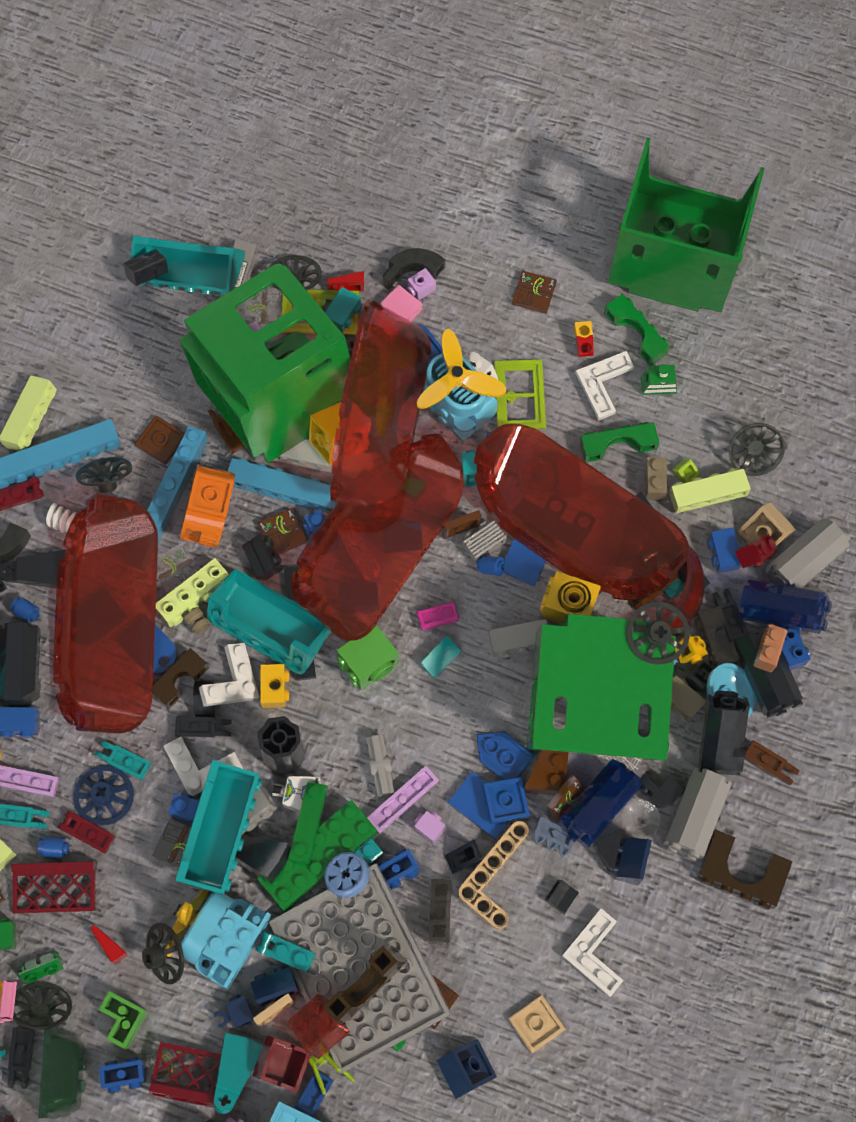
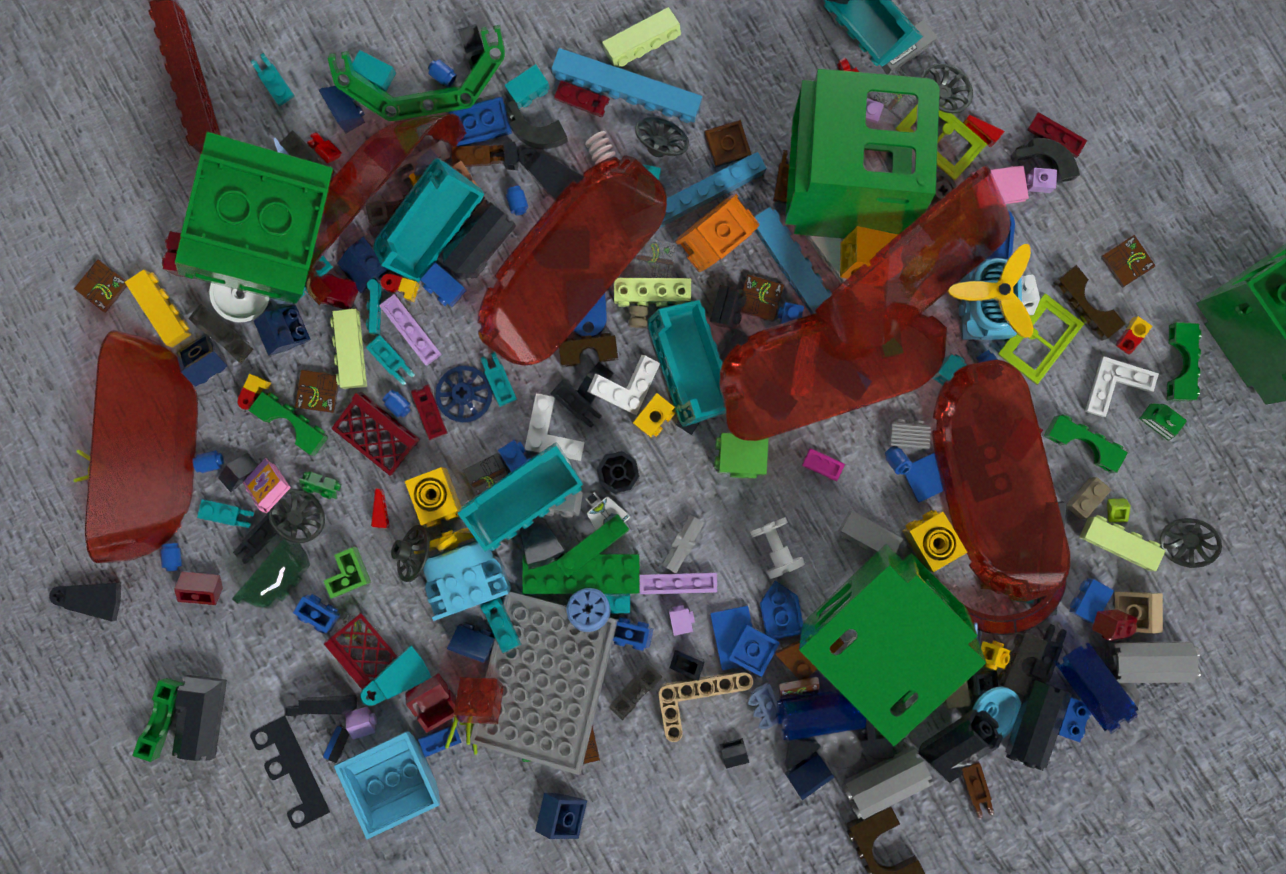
camera: 45 degrees right, 15 degrees up
(156, 901) = (430, 510): none -> yellow brick
(238, 1012) = (432, 638): dark blue brick -> none
(273, 1010) = (455, 660): tan plate -> none
(344, 308) = (959, 151): teal brick -> none
(383, 967) = (536, 702): dark brown arch -> none
(389, 247) = (1049, 129): none -> dark red plate
(440, 657) = (798, 499): teal slope -> none
(461, 524) = (902, 409): reddish brown tile -> none
(463, 708) = (781, 555): none -> white piece
(536, 1024) = (638, 827): tan tile -> none
(552, 348) = (1072, 286): none -> dark brown arch
(581, 955) = (721, 802): white plate -> none
(658, 633) = (974, 650): pearl dark grey wheel -> none
(770, 648) = (1055, 714): nougat brick -> none

